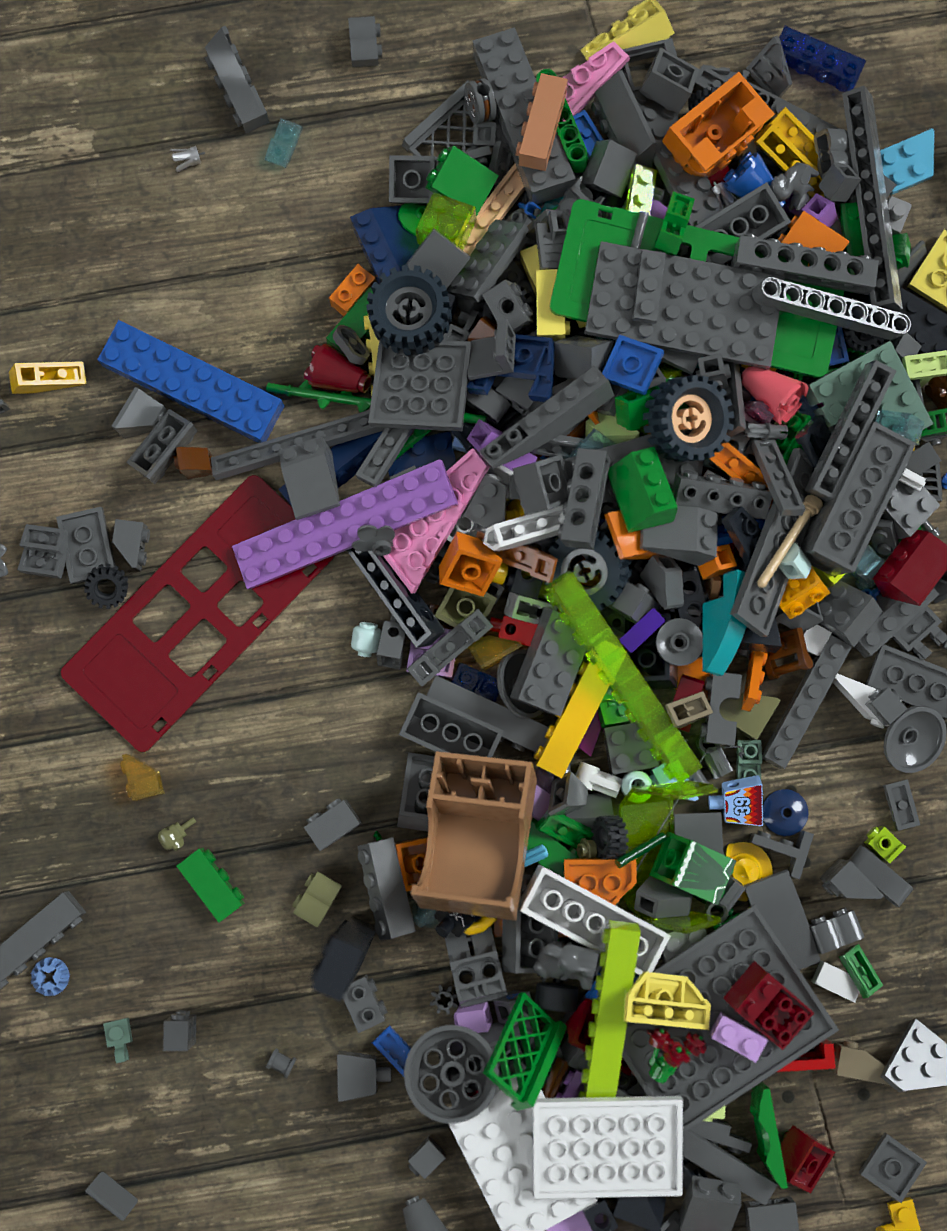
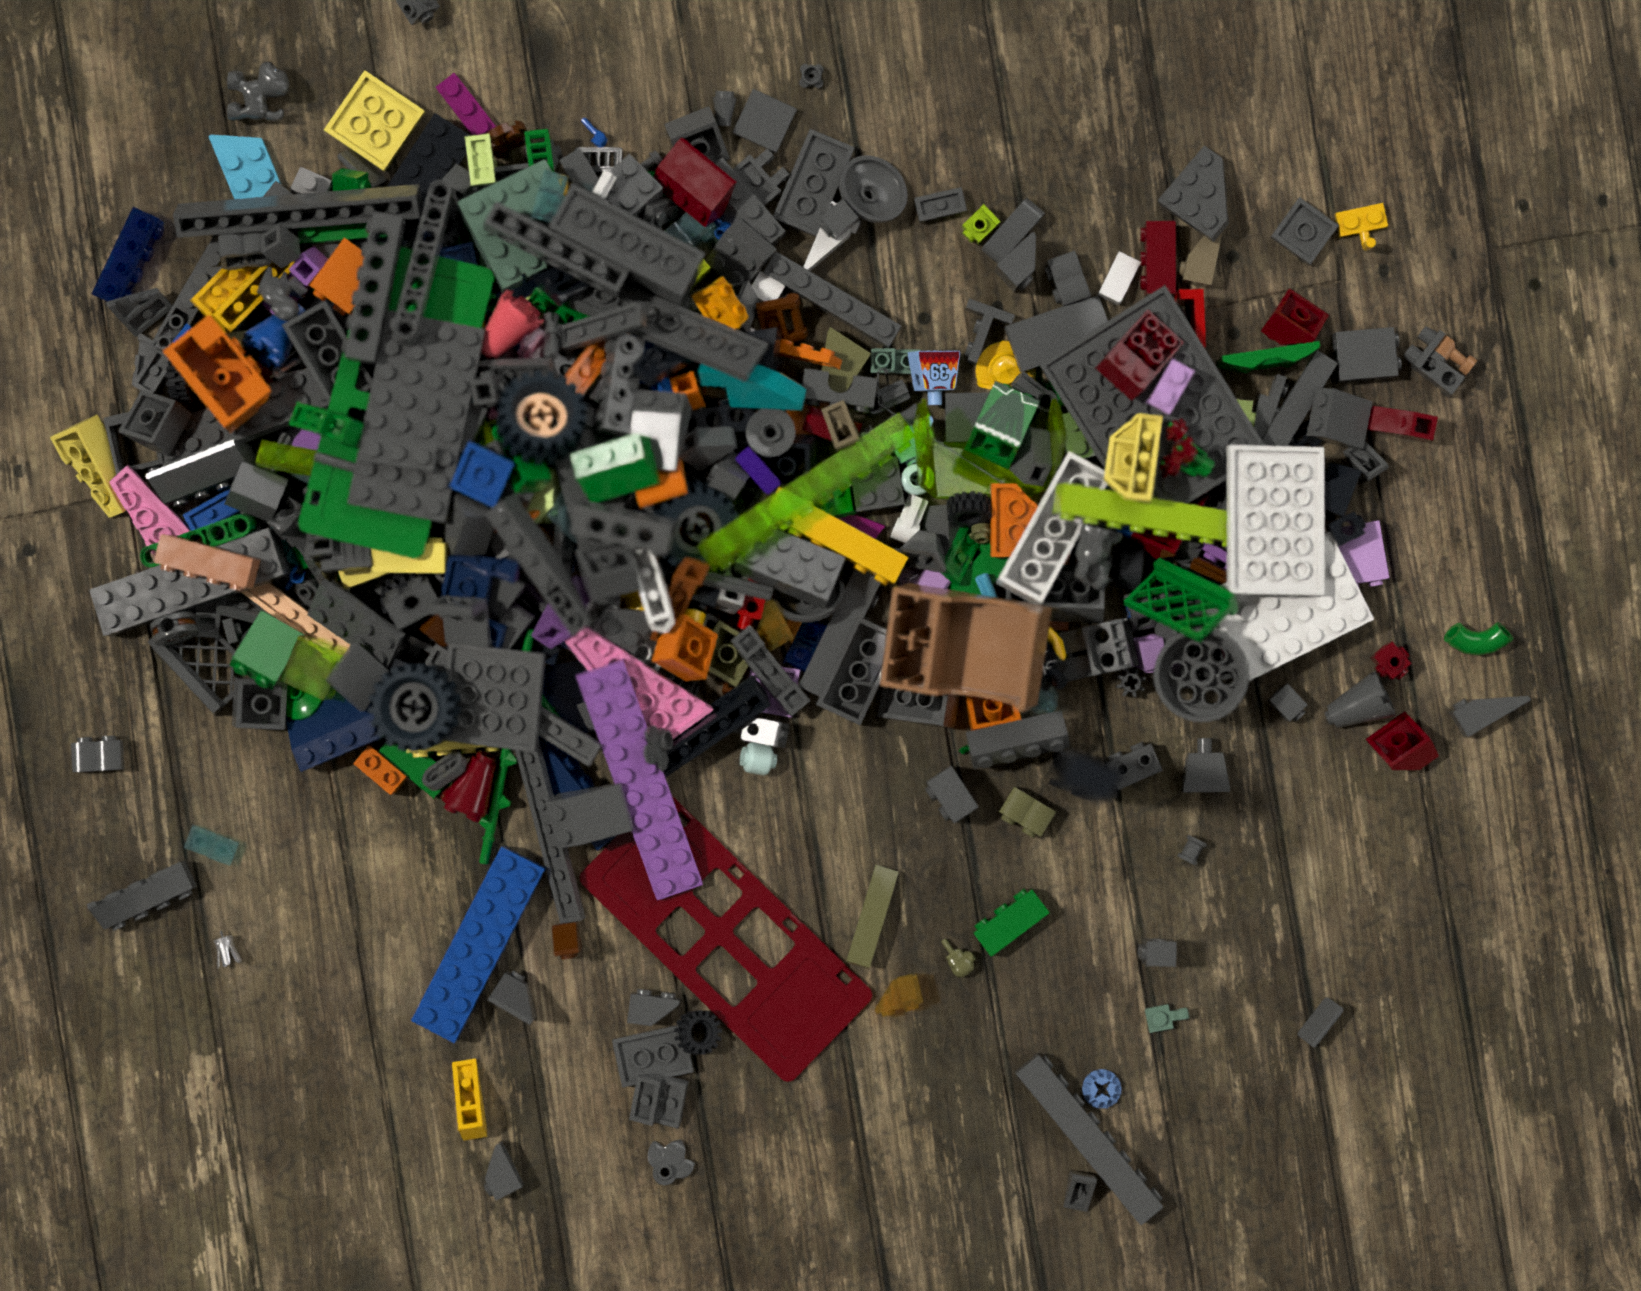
camera: 80 degrees left, 5 degrees up
(159, 447) = (548, 974): dark grey slope -> none
(216, 750) = (872, 916): none -> olive slope
(393, 1048) = (1179, 735): blue plate -> none
(531, 612) = (738, 585): none -> dark grey axle
(640, 850) = (982, 478): dark green piece -> none
(773, 812) = (939, 336): dark blue dish -> none
(795, 564) = (691, 312): light aqua brick -> none
(813, 506) = (632, 292): tan piece -> none
(858, 973) = (1110, 257): green tile -> none
(864, 1021) = (1158, 256): none -> dark red brick

